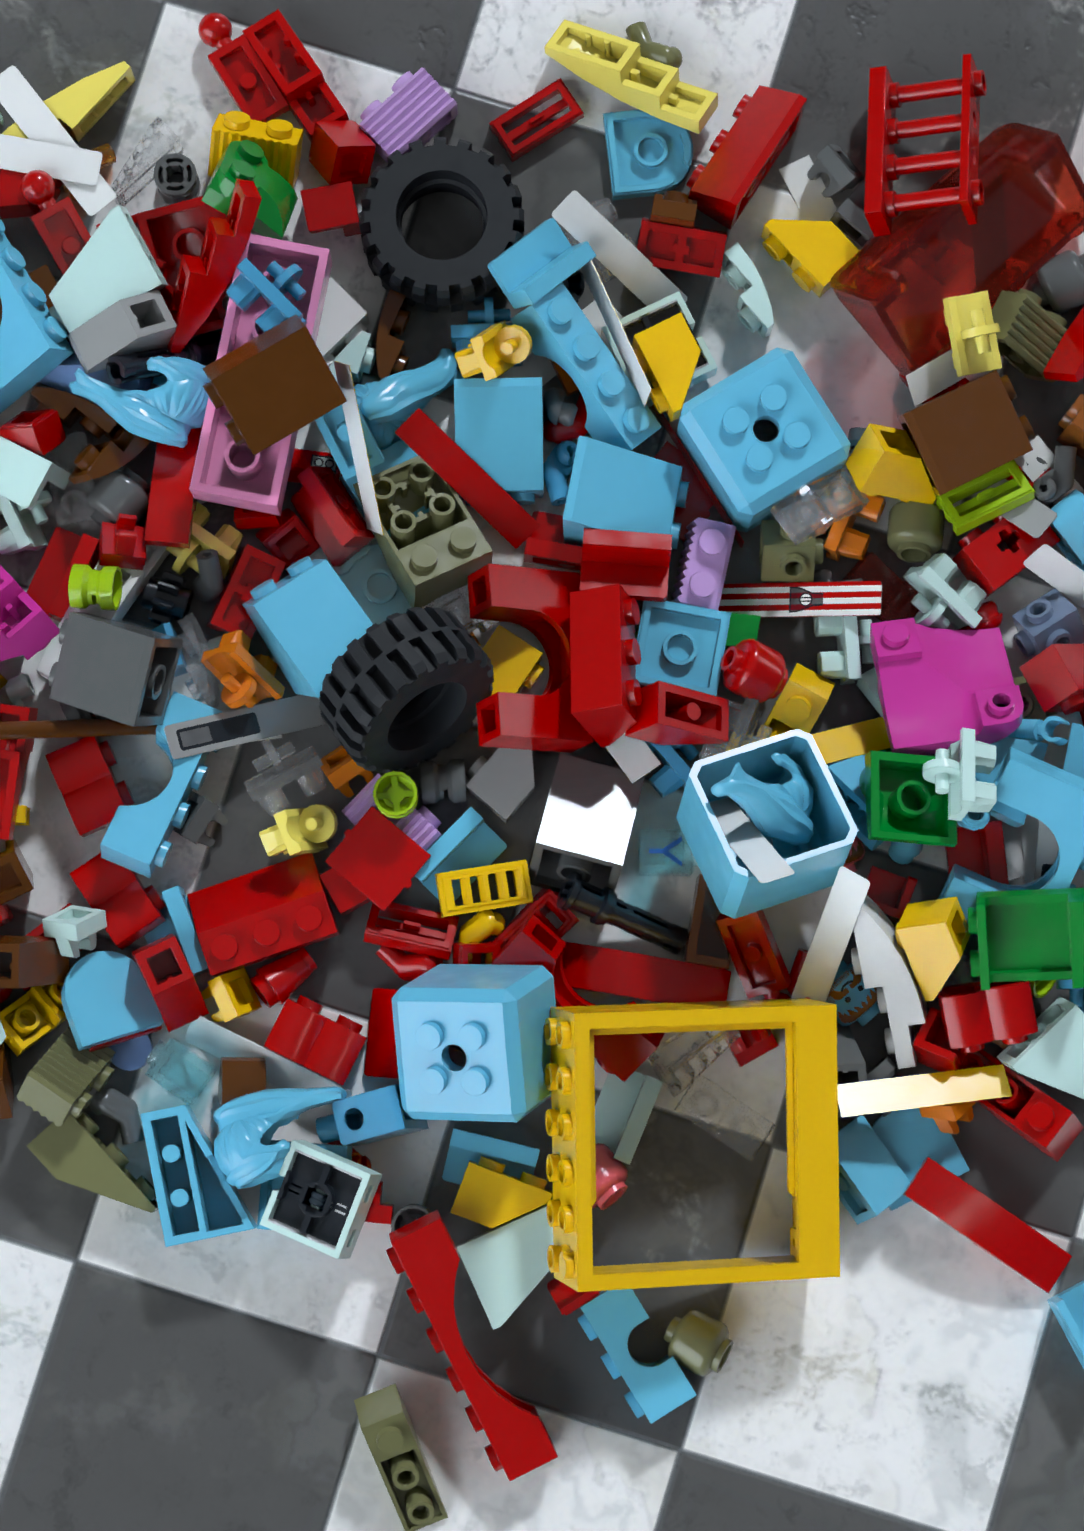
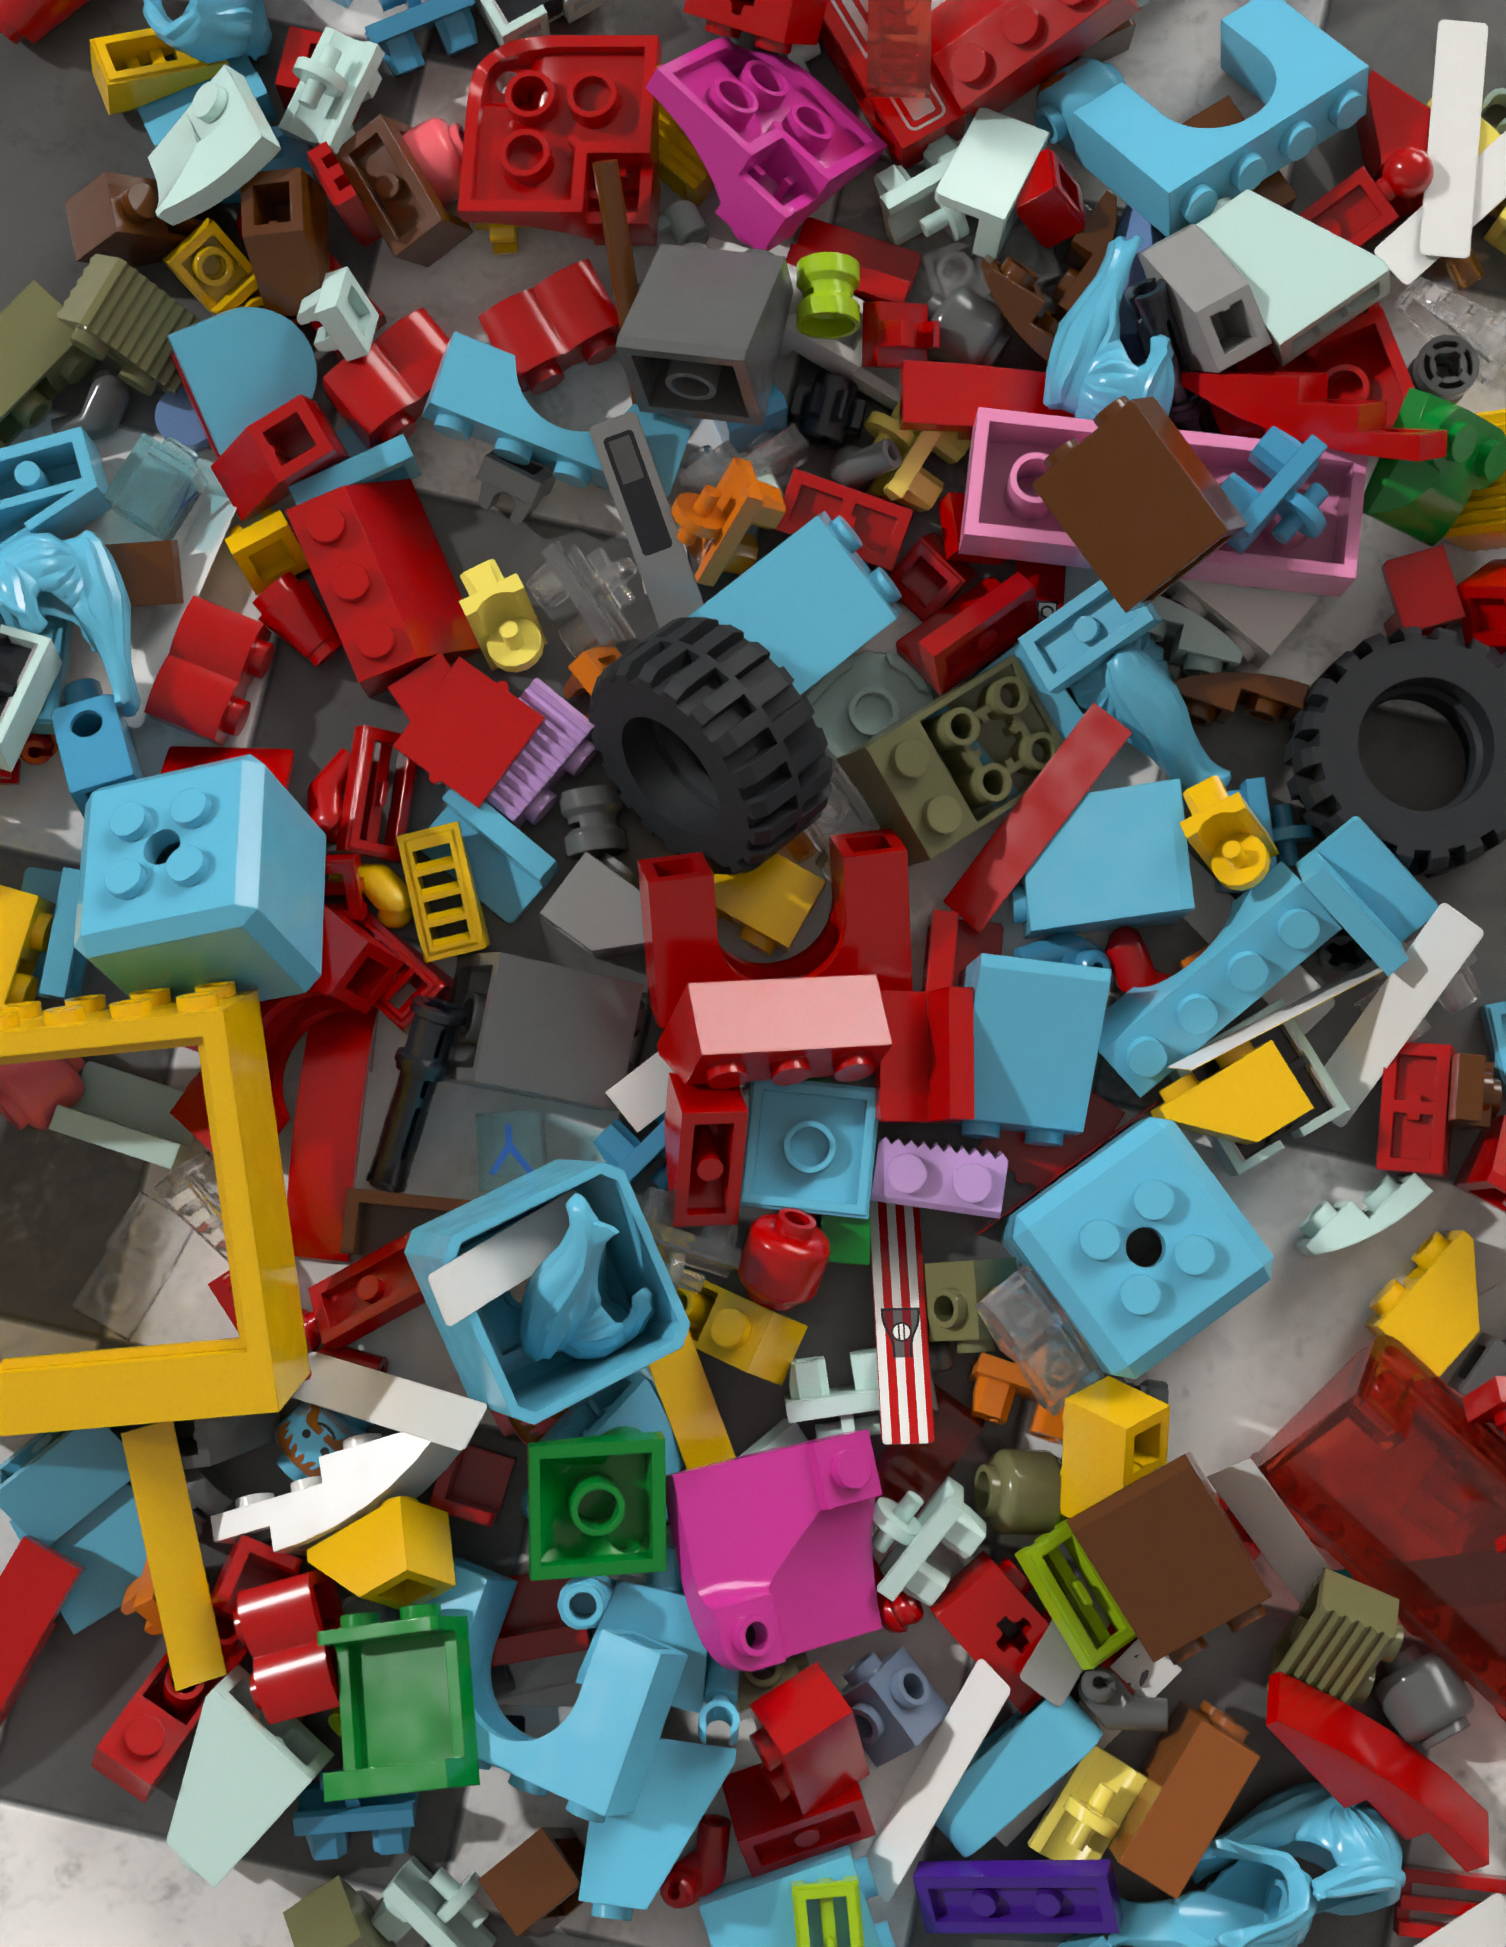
camera: 90 degrees right, 0 degrees up
(358, 448) = (1064, 646): white sticker -> none
(393, 788) = (556, 734): lime wheel -> none
(557, 409) = (1155, 944): dark grey arm -> none
(955, 774) = (661, 1584): light aqua hips -> none
(972, 333) = (1325, 1557): light yellow hips -> none

